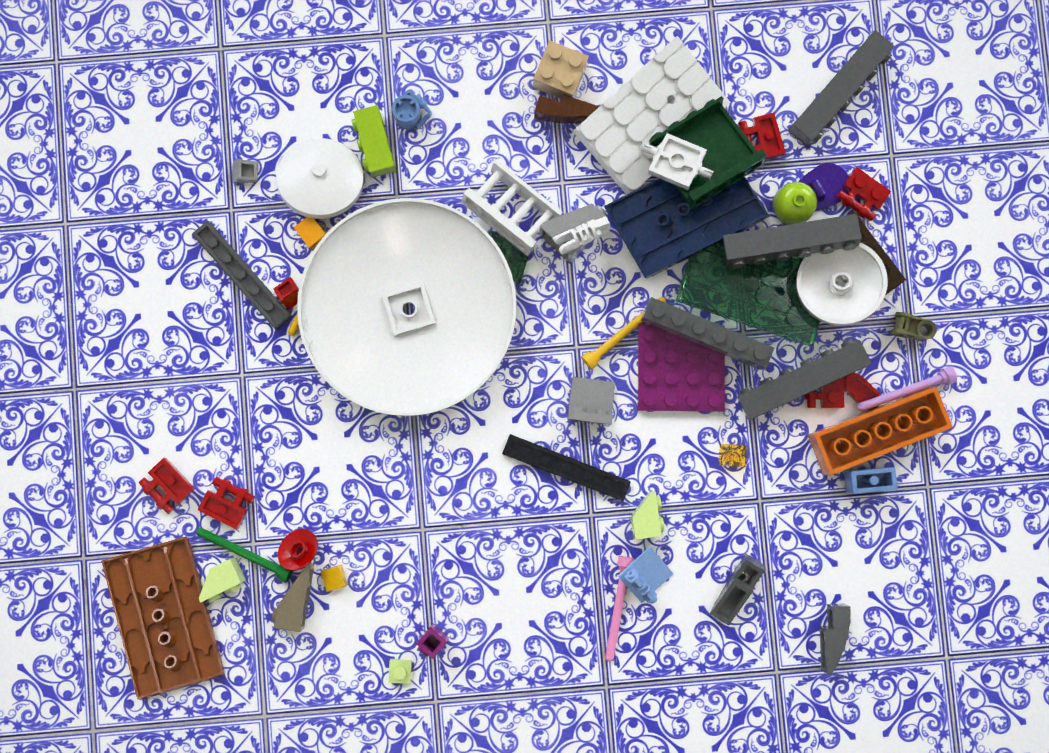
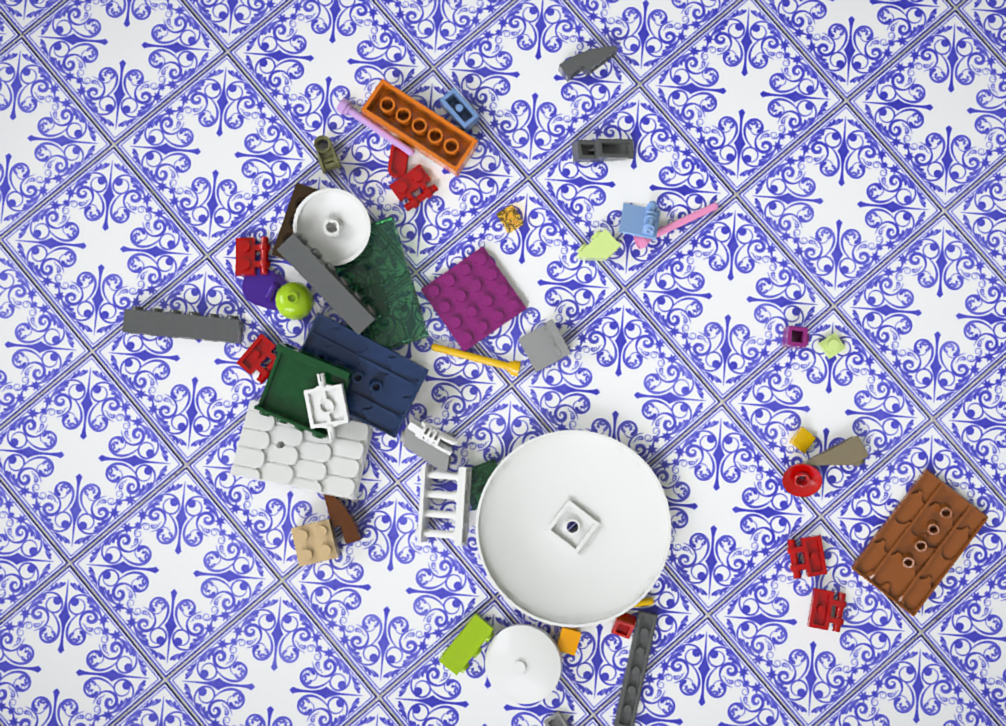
camera: 125 degrees left, 0 degrees up
(222, 578) = (861, 519): yellowish green slope -> none
(282, 573) = (826, 481): green piece -> none
(407, 111) = (425, 636): medium blue piece -> none
(566, 467) = (604, 330): black tile -> none
(707, 334) = (437, 296): dark grey brick -> none
(803, 380) = (422, 205): dark grey brick -> none

